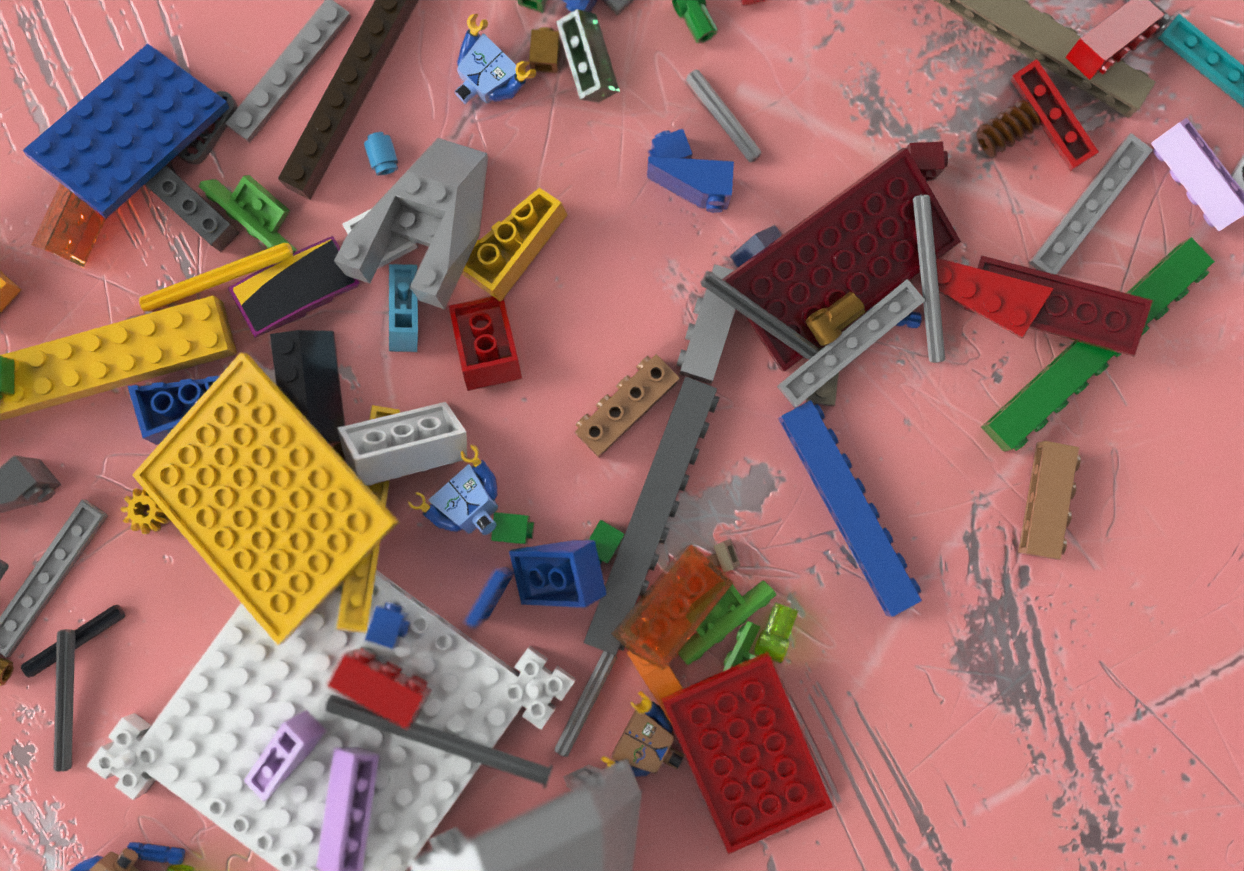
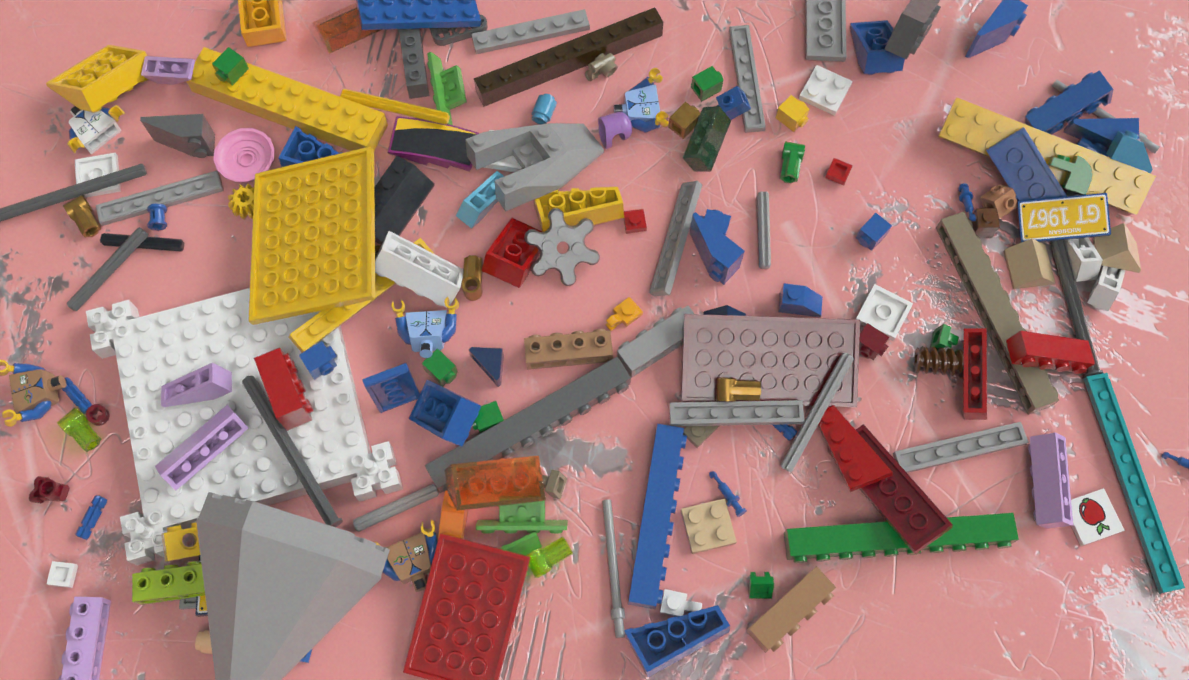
camera: 40 degrees right, 15 degrees down
(64, 601) = (157, 217): none -> blue bush
(98, 461) = (243, 154): none -> bright pink hat
(188, 852) = (93, 410): none -> dark red bush
(404, 50) = (602, 64): none -> dark tan plate
(462, 403) = (472, 277): none -> pearl gold piece
(476, 116) = (612, 125): none -> medium lavender helmet
(517, 291) = (547, 245): none -> plate
(557, 481) = (490, 361): none -> dark blue slope
(581, 209) = (635, 221): none -> red plate
(641, 196) = (675, 239): none -> light grey plate
(652, 319) = (624, 313): none -> light orange plate
(758, 315) = (690, 351): dark grey axle -> none
(820, 169) = (800, 301): none -> blue slope
(841, 32) = (873, 231): none -> blue brick
(884, 632) = (617, 612): none -> light grey bar
(901, 431) = (730, 497): none -> blue piece
(905, 478) = (708, 526): none -> tan plate
(913, 115) = (884, 311): none -> white plate
(933, 579) = (675, 604): none -> white plate
(960, 619) = (671, 640): none -> blue wedge
(993, 100) = (943, 338): none -> green tile
(1002, 500) = (761, 586): none -> green tile

